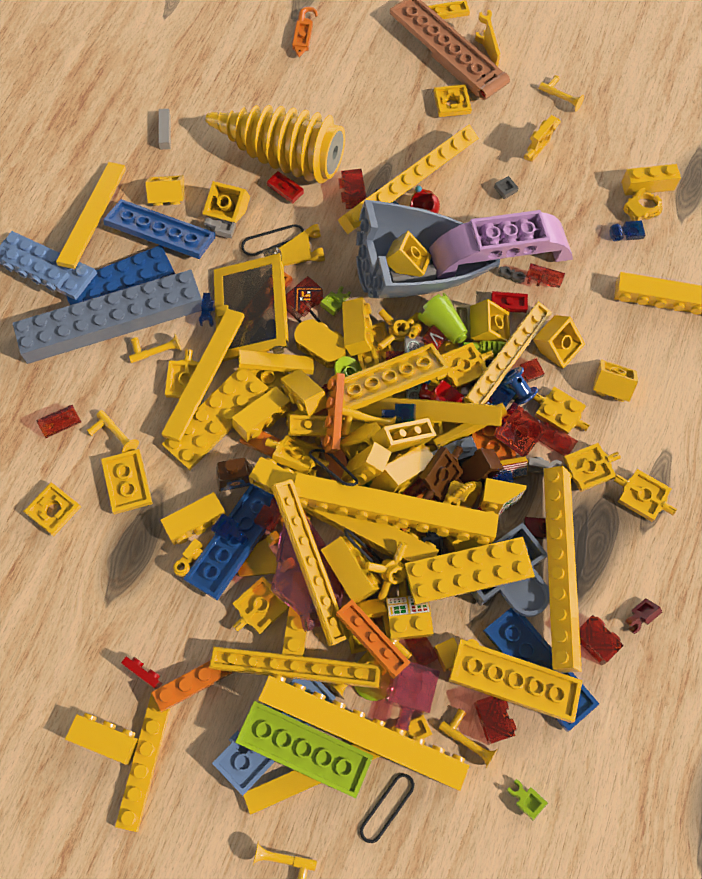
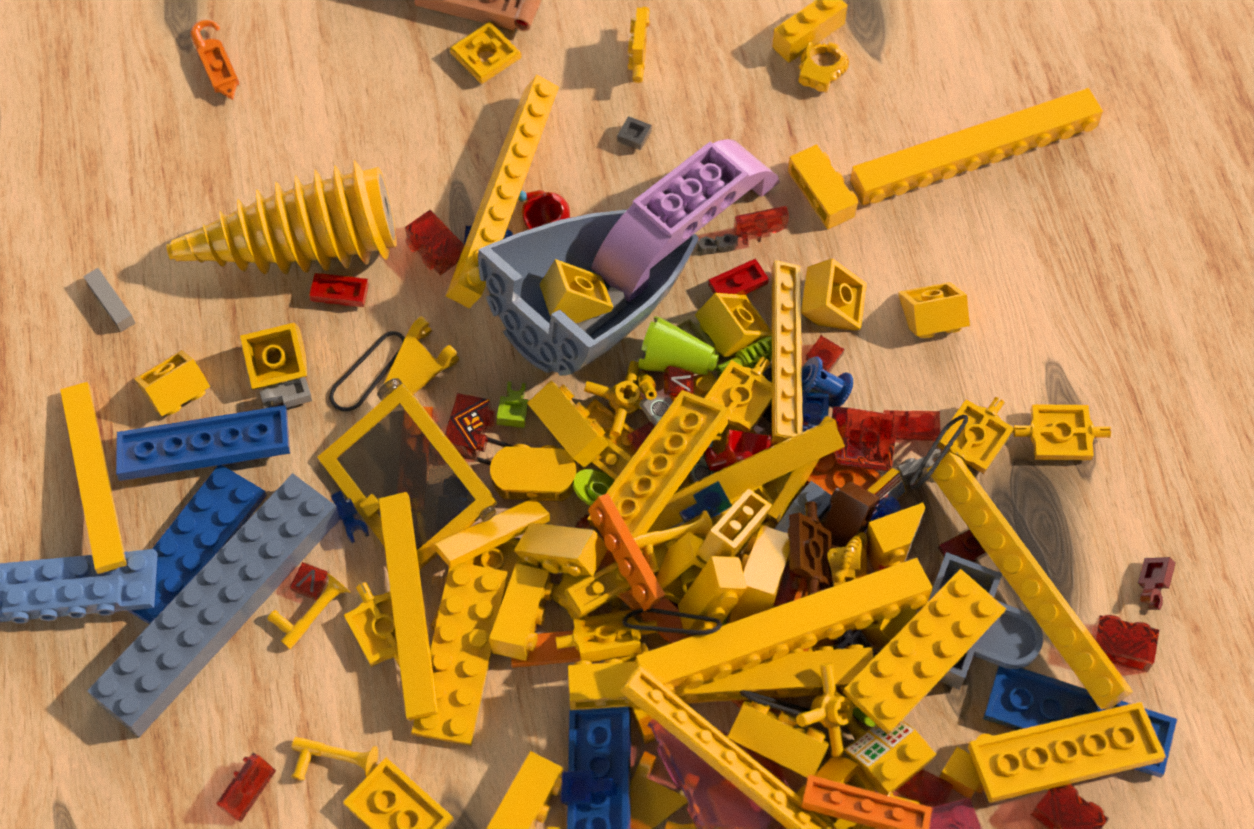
camera: 30 degrees left, 5 degrees down
(165, 332) = (309, 581): none -> clear red tile
(233, 474) = (539, 713): reddish brown torso -> none
(268, 516) = (626, 739): clear red plate -> none
(529, 472) = (912, 485): none -> black piece
(560, 410) = (894, 385): yellow plate -> none
(596, 274) = (822, 186): none -> yellow brick
(631, 229) = (828, 103): clear blue plate -> none

